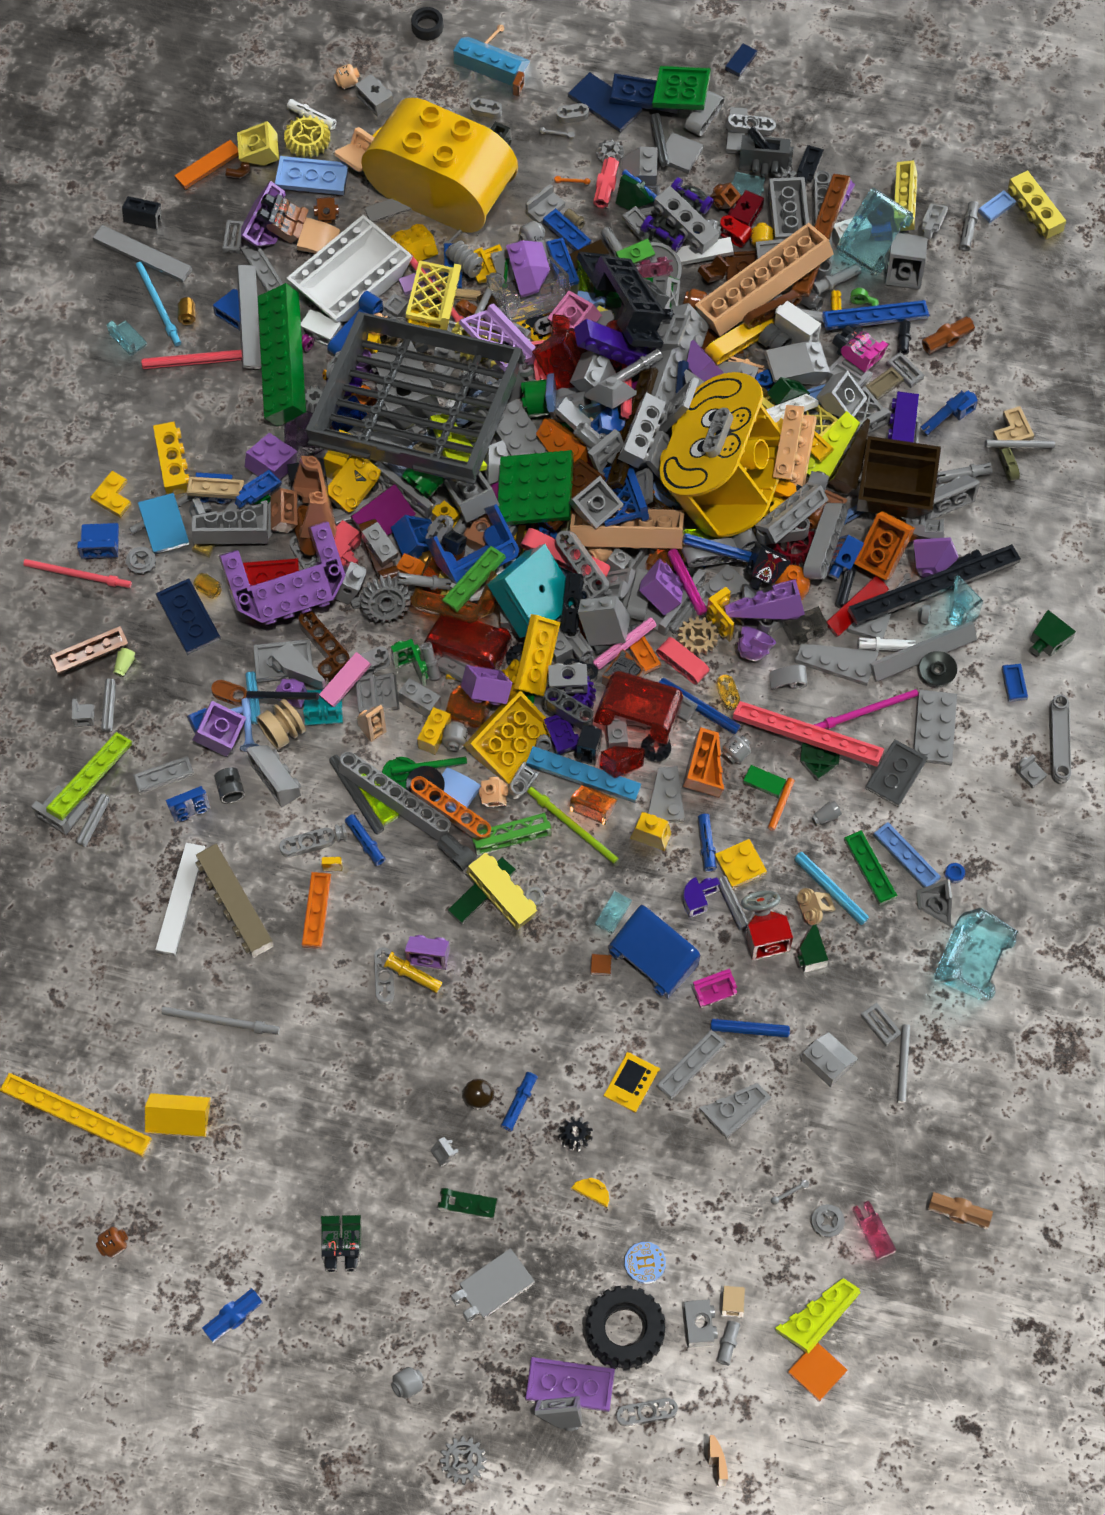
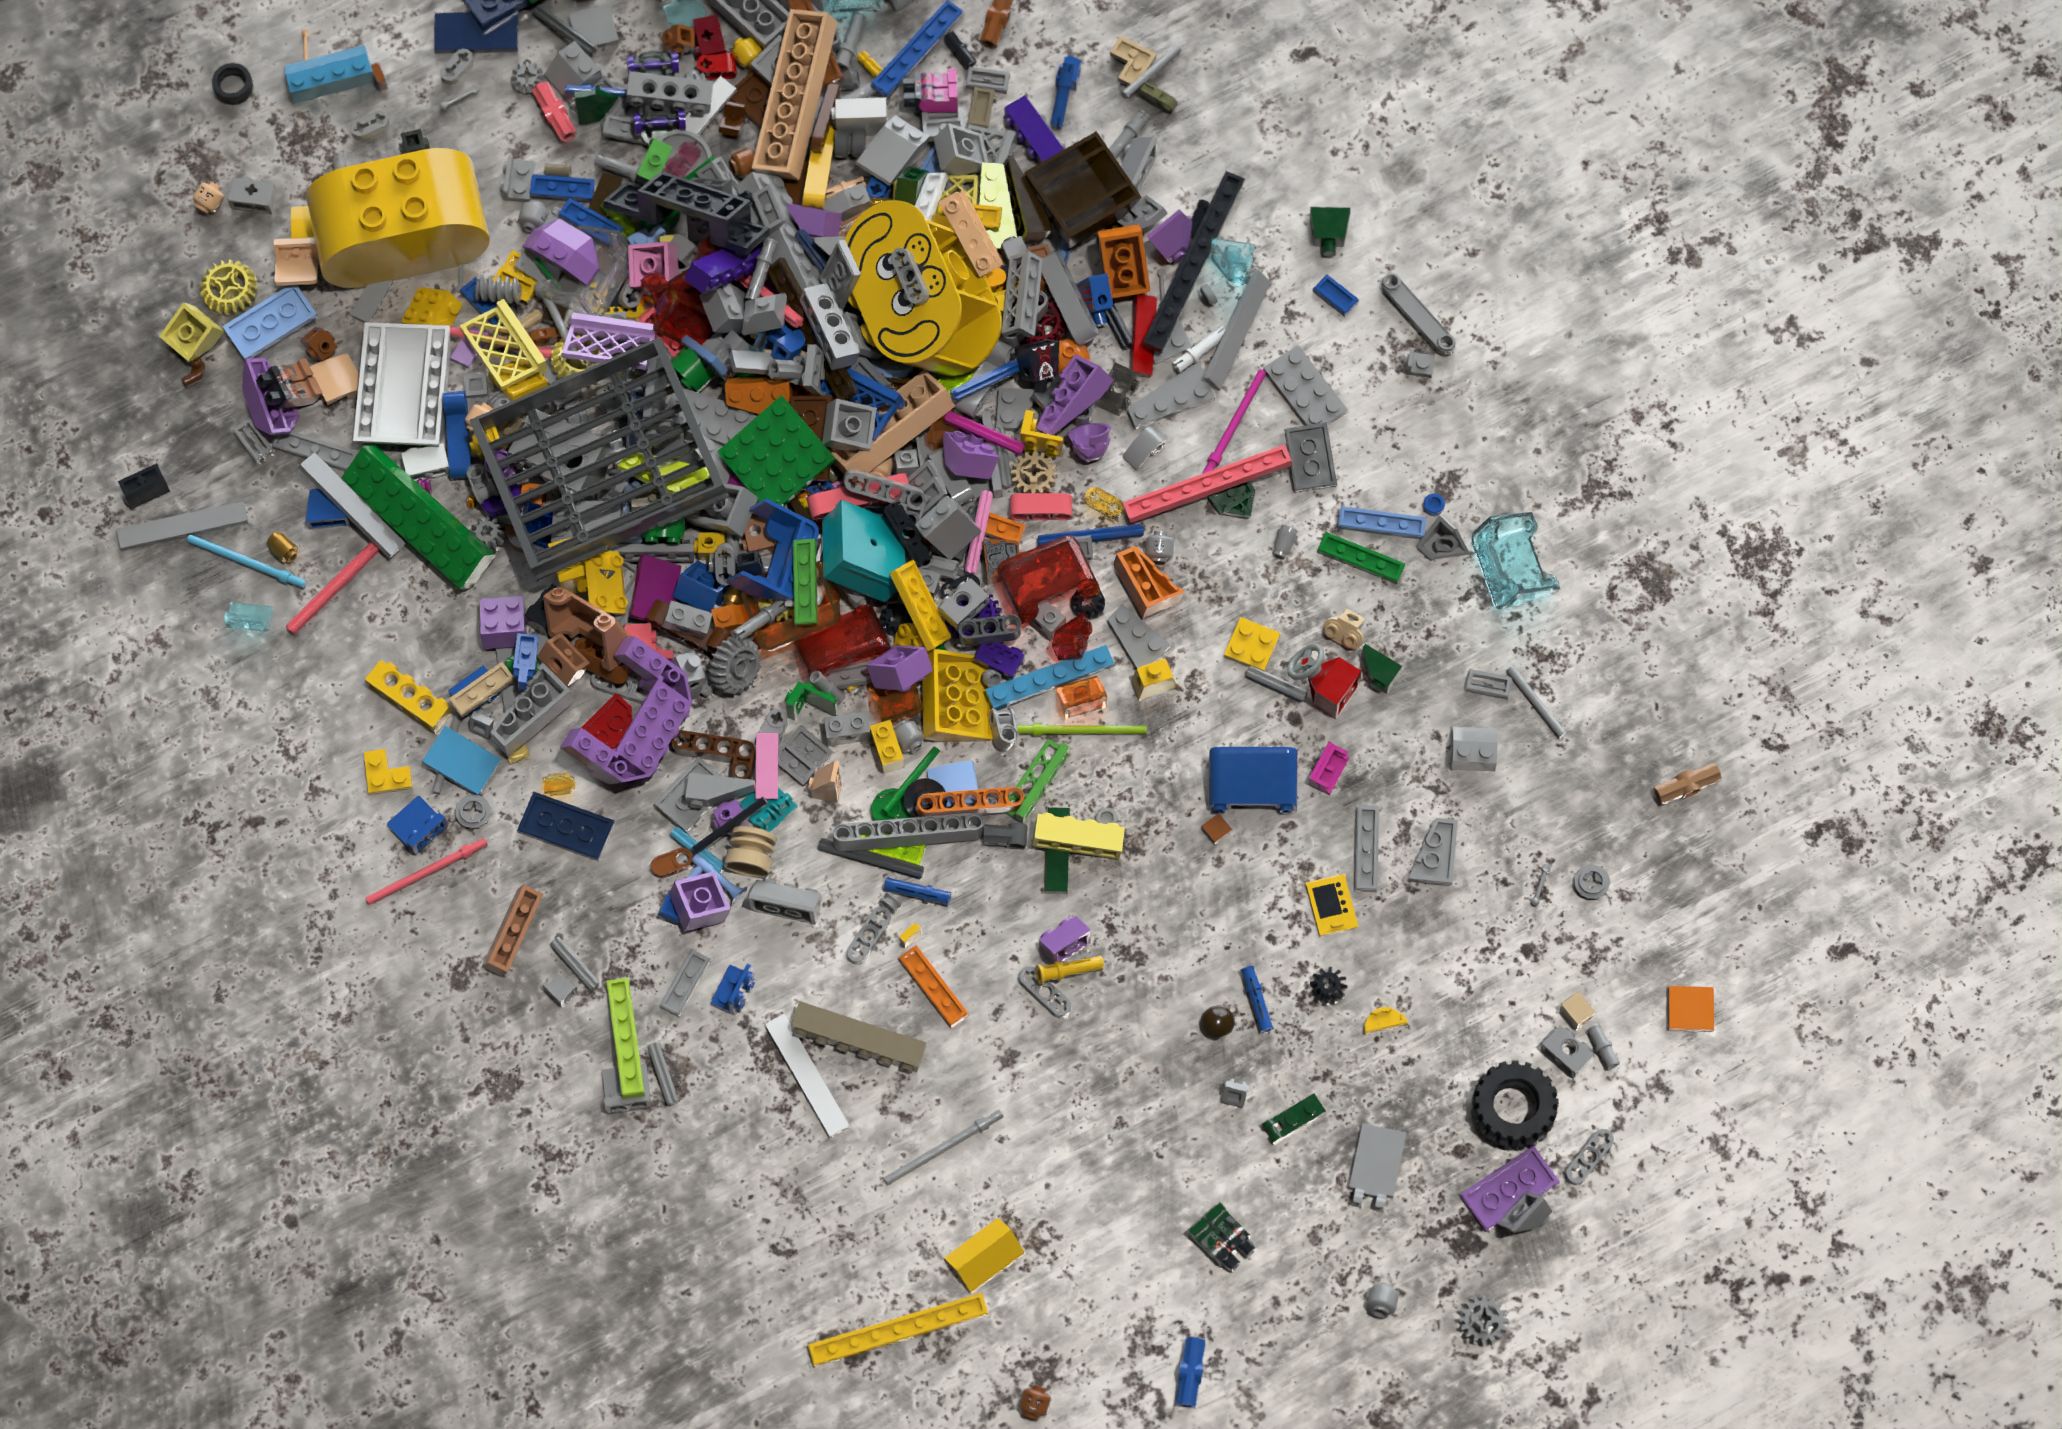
camera: 40 degrees left, 5 degrees up
(123, 661) = (550, 914): yellowish green cone -> none
(207, 164) = (157, 389): orange tile -> none
(229, 785) = (754, 942): dark grey wheel -> none
(297, 438) = (508, 574): clear purple slope -> none
(306, 111) = (206, 262): white pin -> none
(493, 792) = (997, 760): light nougat brick -> none
(558, 179) = (504, 142): orange hinge -> none
(589, 744) = (1034, 647): black brick -> none
(613, 912) = (1185, 775): clear light blue plate -> none
(645, 1262) = (1479, 1041): light blue tile -> none
(695, 893) = (1240, 705): dark purple brick -> none
(709, 859) = (1227, 665): blue pin -> none
(717, 1457) = (1676, 1140): light nougat slope -> none
(750, 1028) = (1387, 777): blue axle -> none
(764, 781) = (1206, 556): green tile -> none
(781, 803) = (1238, 564): orange bar -> none
(820, 1315) = (1654, 964): neon yellow wing -> none
(827, 884) = (1345, 602): medium azure axle -> none
(860, 296) = (888, 40): bright green plate -> none
(874, 1232) = (1636, 858): clear pink hinge -> none
(938, 661) = (1263, 326): pearl dark grey dish -> none

